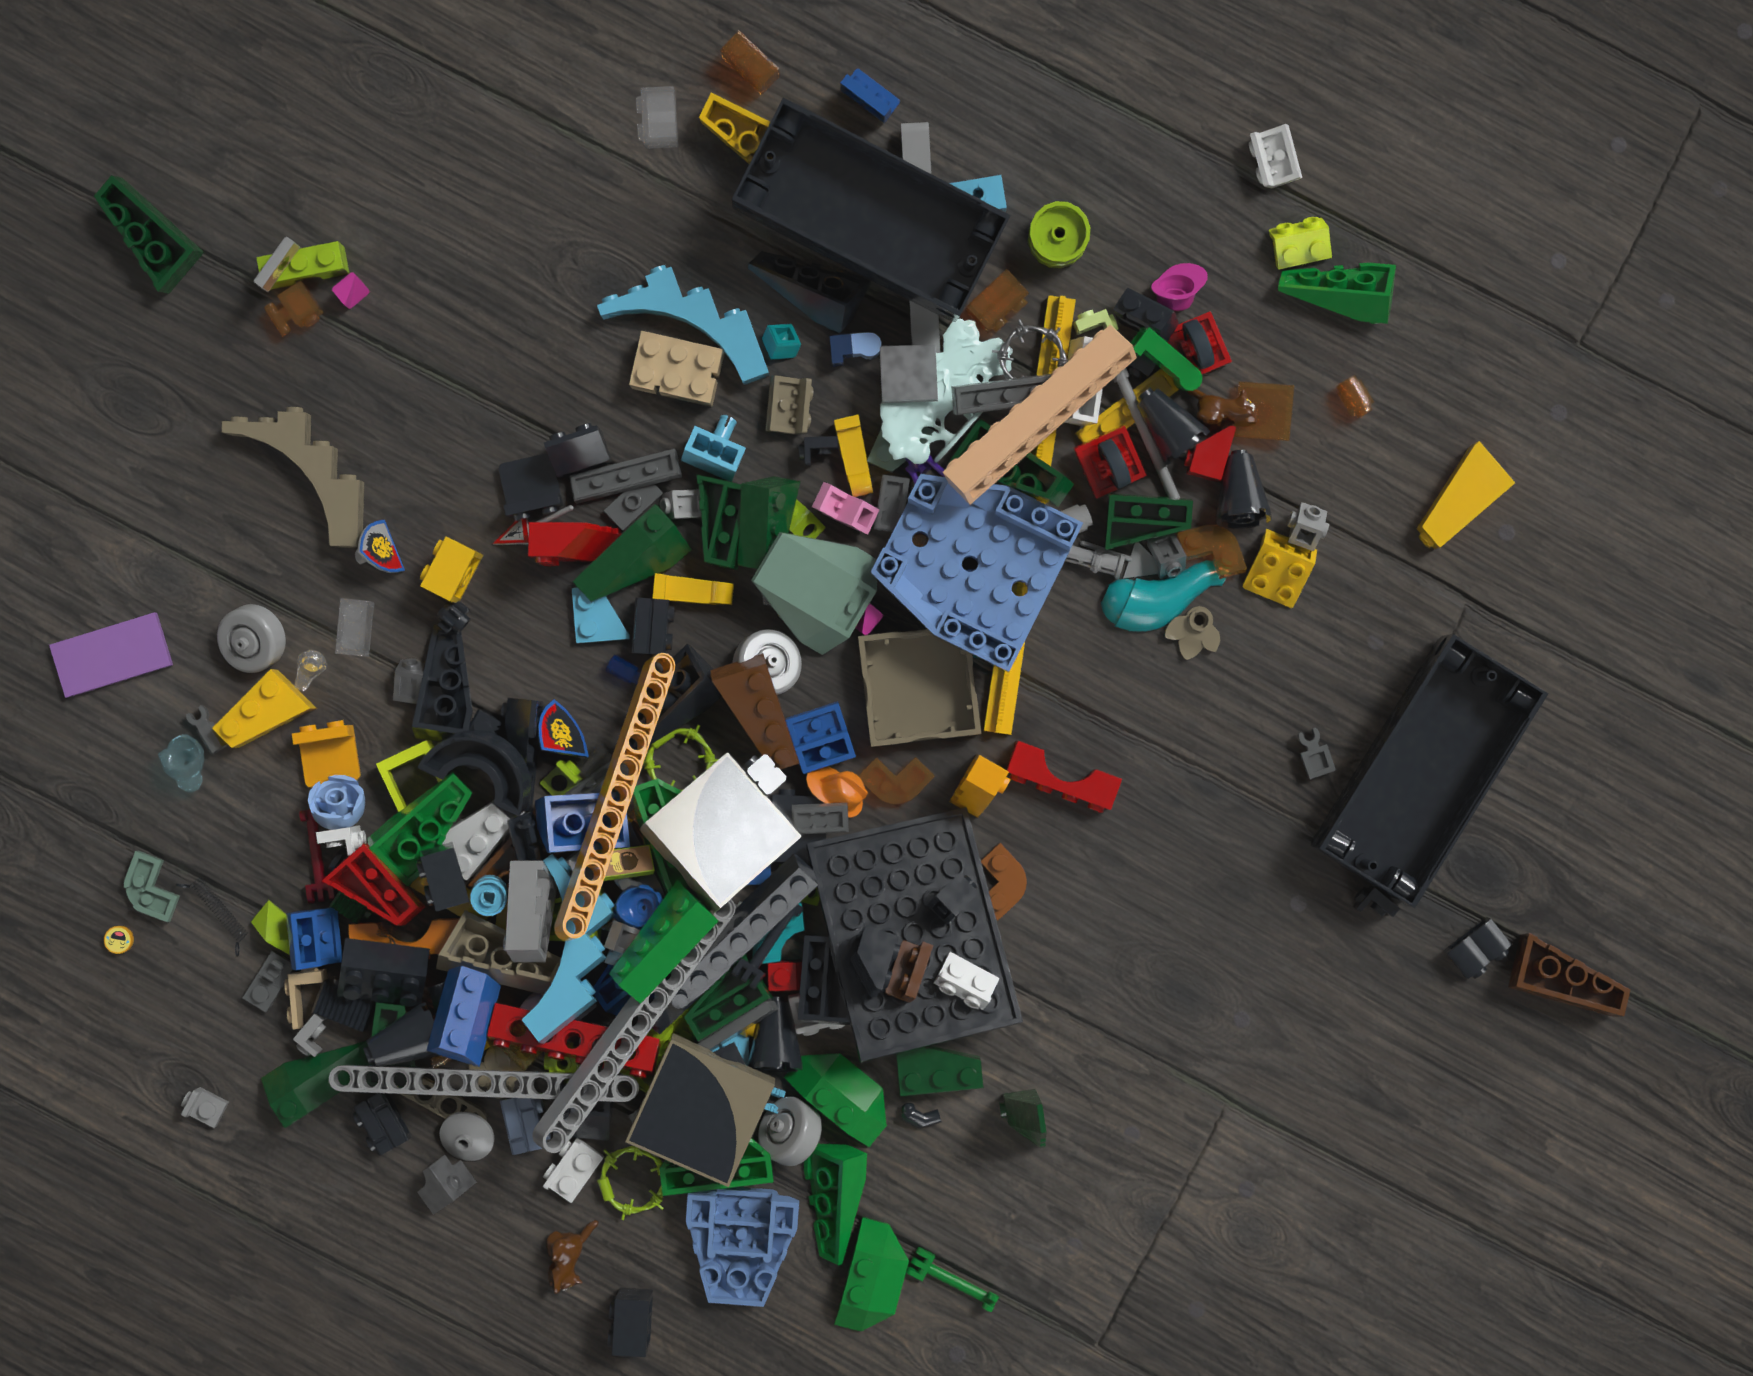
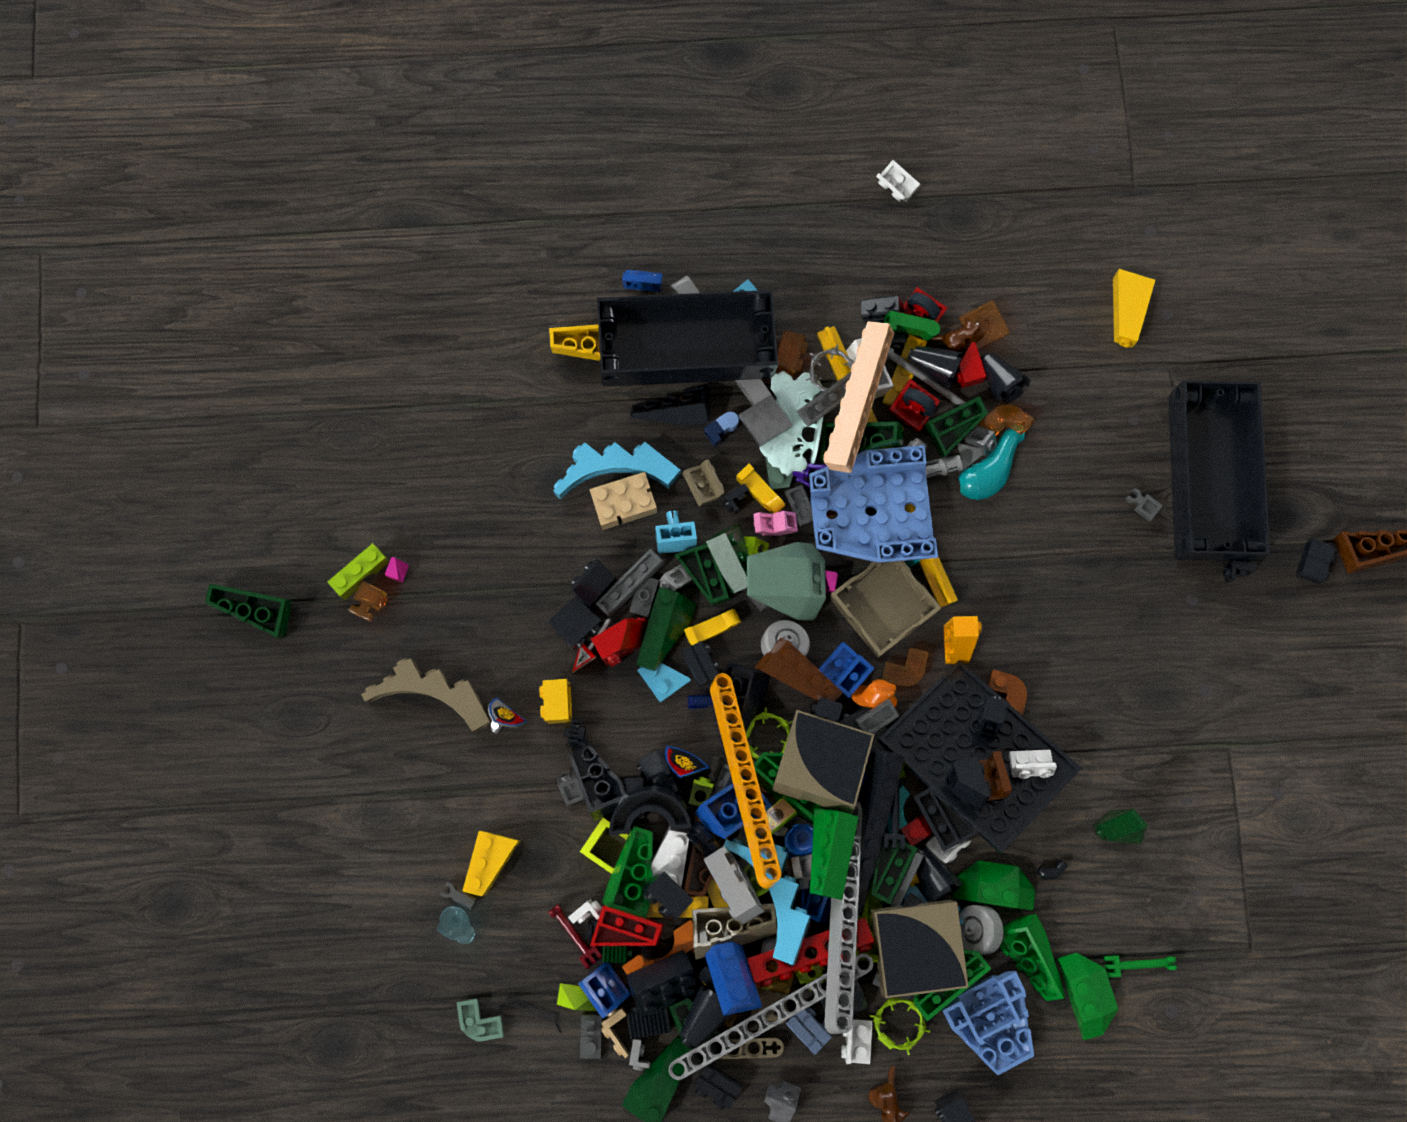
camera: 30 degrees left, 10 degrees down
(111, 655) = (370, 884): medium lavender tile -> none
(118, 939) = (477, 1069): tile -> none
(251, 638) = (455, 819): light grey wheel -> none
(276, 264) = (342, 576): light grey tile -> none
(309, 666) = (501, 815): clear animal -> none
(327, 752) = (545, 864): light orange bracket -> none
(337, 802) = (569, 891): light blue cylinder -> none
(354, 627) = (516, 774): clear brick -> none
(470, 1128) = (775, 1054): light grey dish -> none
(489, 895) = (702, 890): medium azure wheel -> none
(658, 117) = (525, 362): clear brick -> none
(750, 62) = (561, 301): clear orange brick -> none
(781, 341) = (676, 449): teal slope -> none
(937, 1070) = (1046, 834): dark green wedge -> none
(1058, 251) = (802, 294): lime wheel -> none
(1089, 321) = (850, 332): yellowish green bracket -> none
(1096, 788) = (1029, 601): red arch -> none
(1179, 285) = (890, 282): dark pink piece -> none
(1191, 636) = (1027, 478): dark tan plate -> none
(1280, 569) = (1053, 409): yellow bracket -> none
(1301, 242) = (943, 220): neon yellow bracket -> none
(1307, 526) = (1052, 374): light grey brick -> none
(1355, 293) = (996, 228): green wedge -> none
(1355, 397) = (1030, 287): clear orange brick -> none

